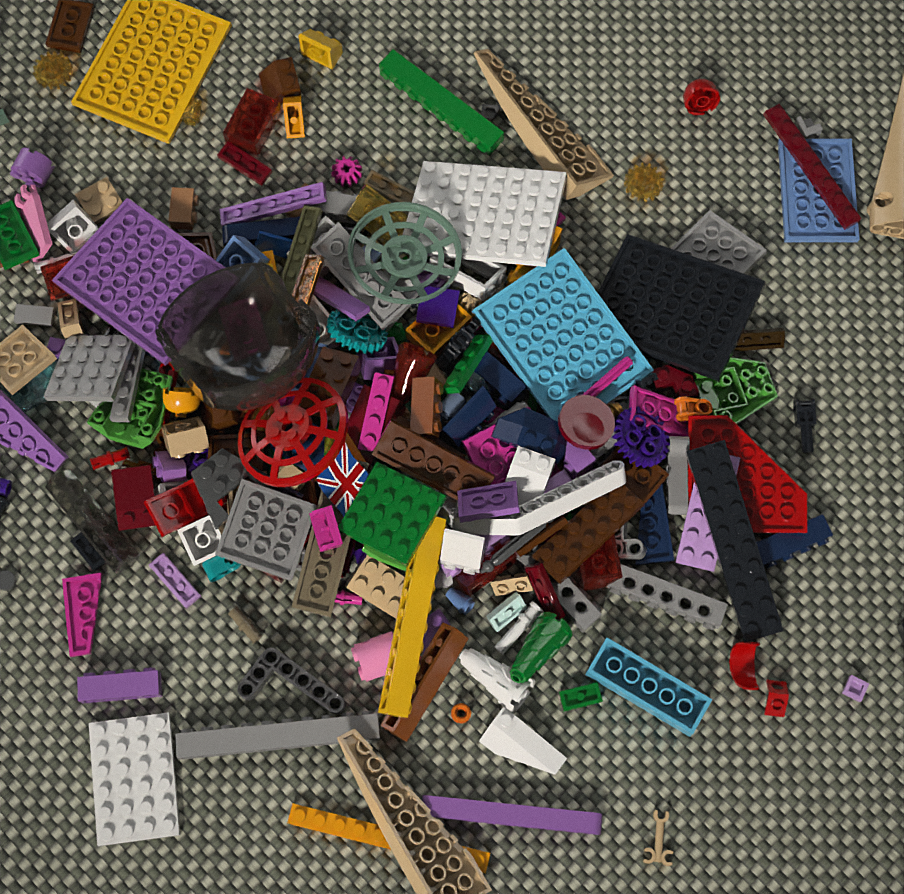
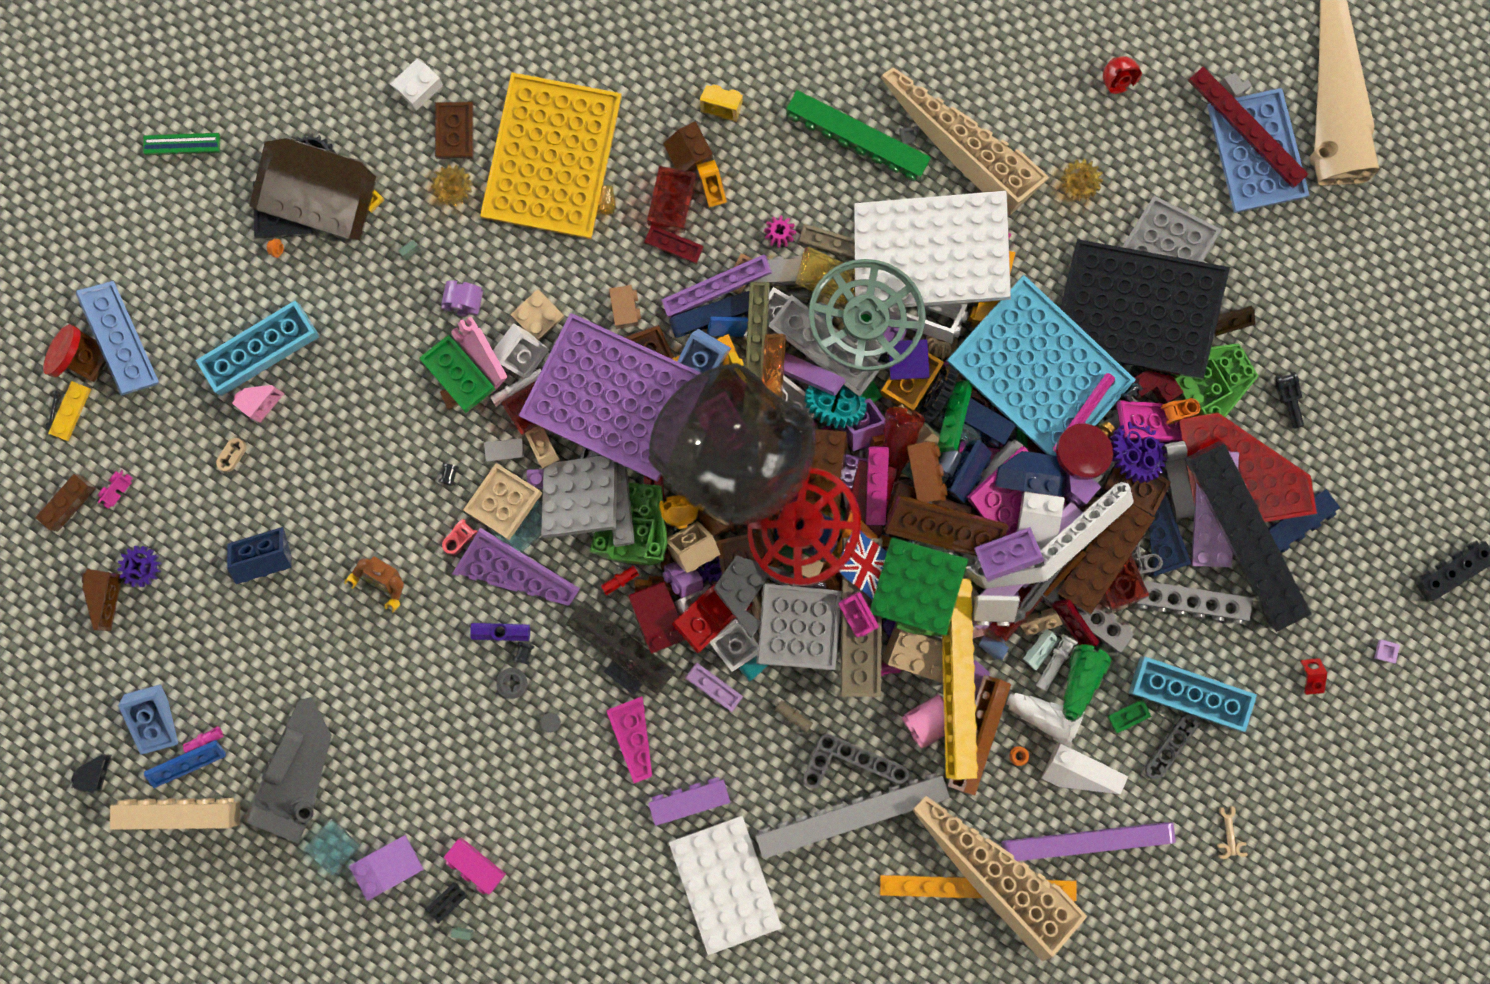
camera: 10 degrees left, 10 degrees up
(617, 737) = (1173, 748): none -> dark grey beam
(743, 666) = (1276, 654): red piece -> none

